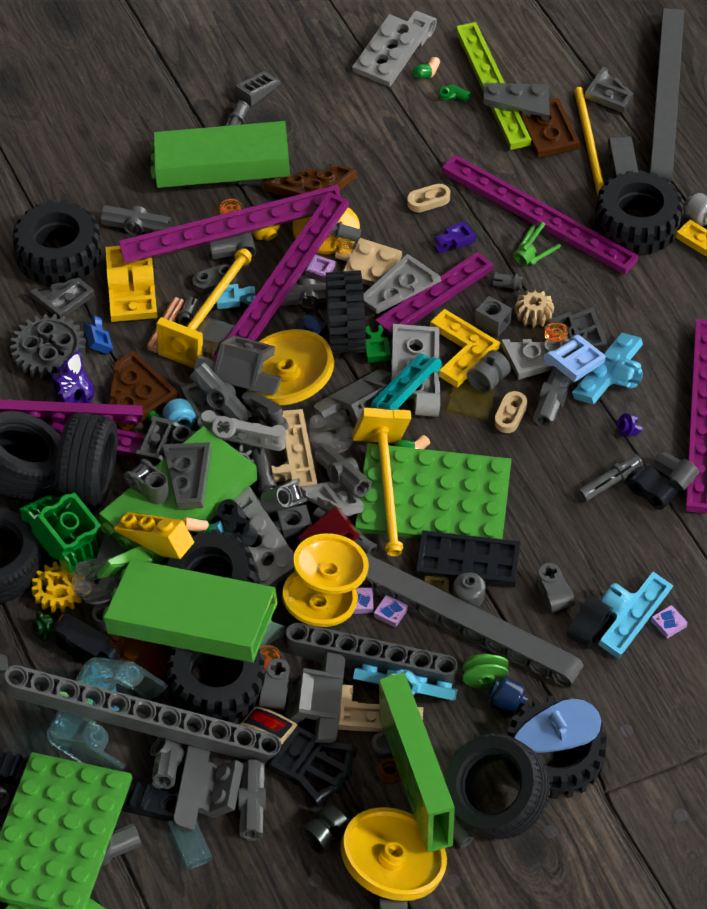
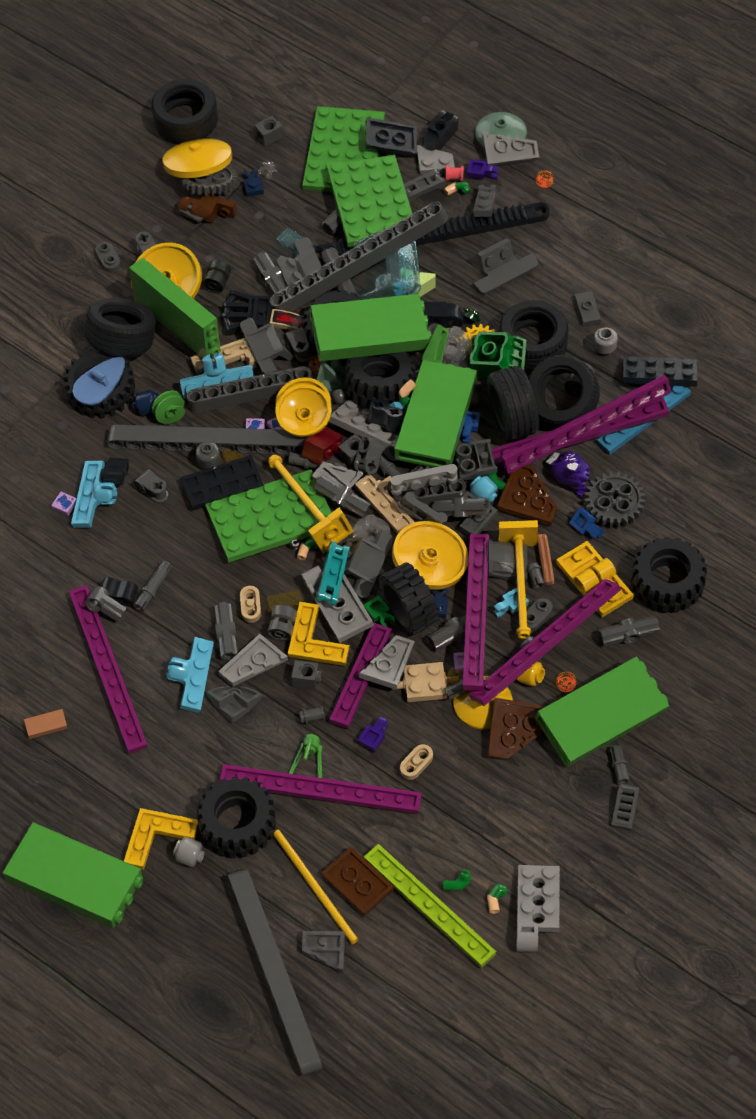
camera: 155 degrees right, 5 degrees up
(64, 297) = (631, 541): flat silver wing -> none
(148, 482) = (454, 395): dark grey piece -> none
(159, 534) = (426, 363): yellow slope -> none
(189, 472) = (433, 416): dark grey wing -> none
(224, 419) = (433, 462): light grey bush -> none
(241, 365) = (461, 535): dark grey plate -> none
(520, 97) = (394, 890): dark grey wing -> none
(534, 308) = (277, 696): tan gear -> none
(556, 332) = (249, 680): clear yellow tile -> none
(579, 362) = (214, 653): light blue plate -> none
(621, 155) = (276, 873): dark grey beam -> none
(626, 425) = (160, 631): dark purple plate -> none

